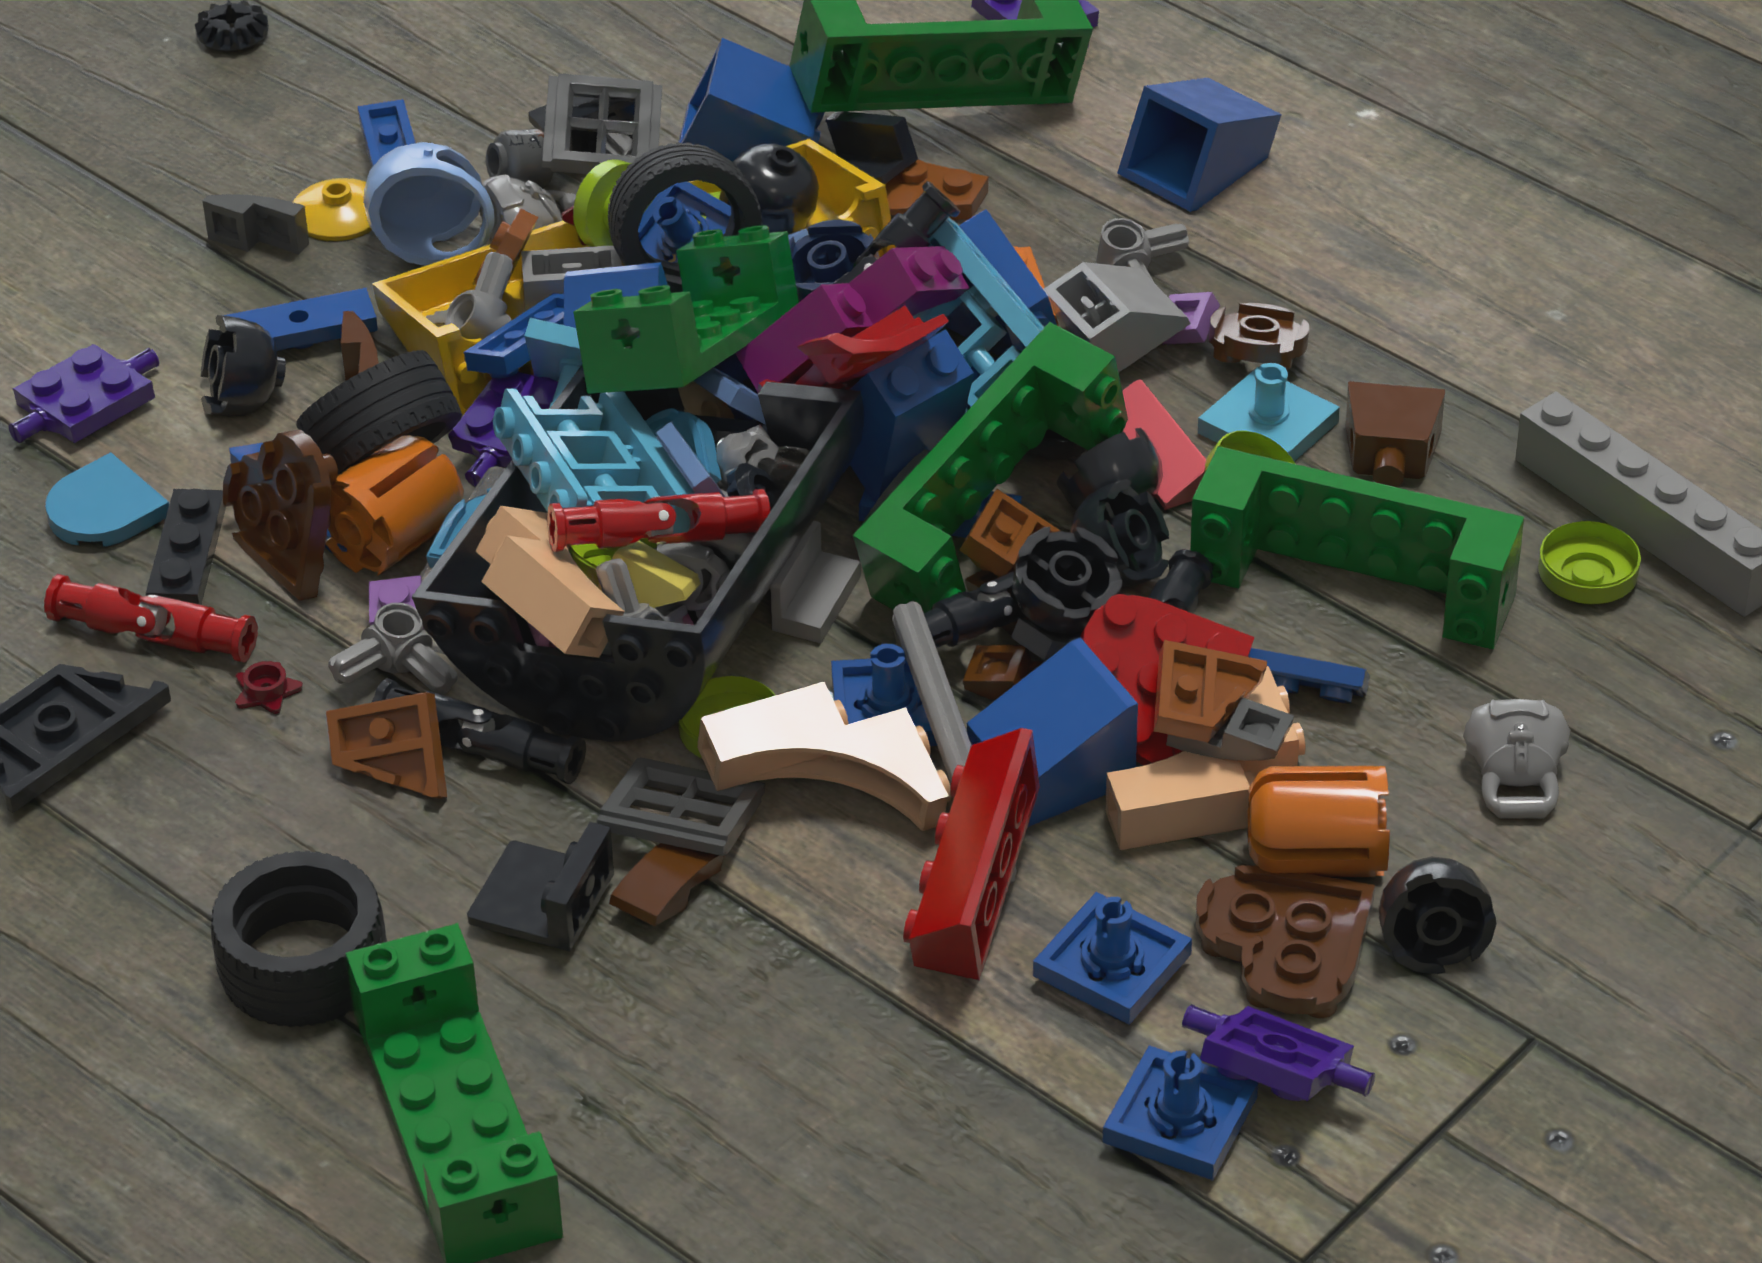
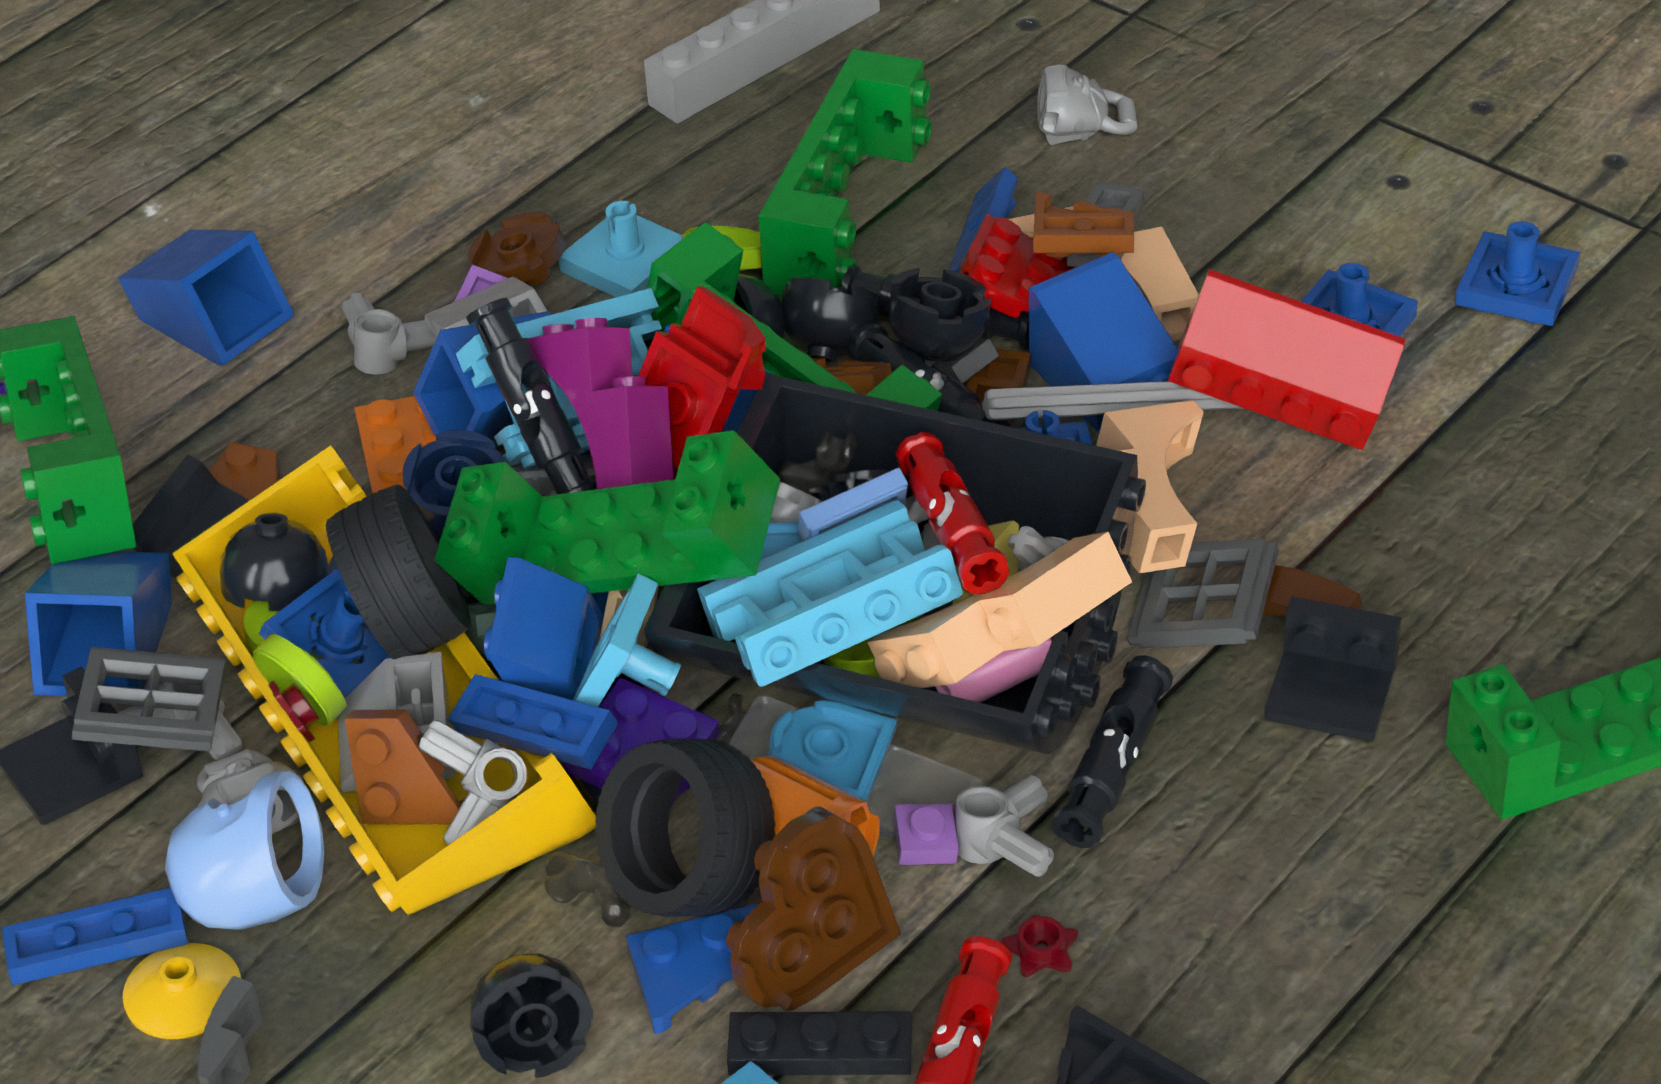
camera: 90 degrees left, 0 degrees up
(285, 891) = (1438, 891): black tyre -> none
(312, 319) = (426, 981): blue tile -> none
(356, 345) = (490, 912): reddish brown slope -> none
(391, 742) = (1146, 806): dark orange wing -> none
(519, 156) = (143, 806): dark grey head -> none
(1276, 1053) = (1455, 217): dark purple plate -> none
(1290, 932) = (1297, 226): reddish brown plate -> none
(1319, 820) = (1213, 181): orange cylinder -> none
(1393, 430) = (664, 172): reddish brown torso -> none
(1436, 914) = (1280, 136): black cylinder -> none
(1589, 562) = (815, 70): lime piece -> none

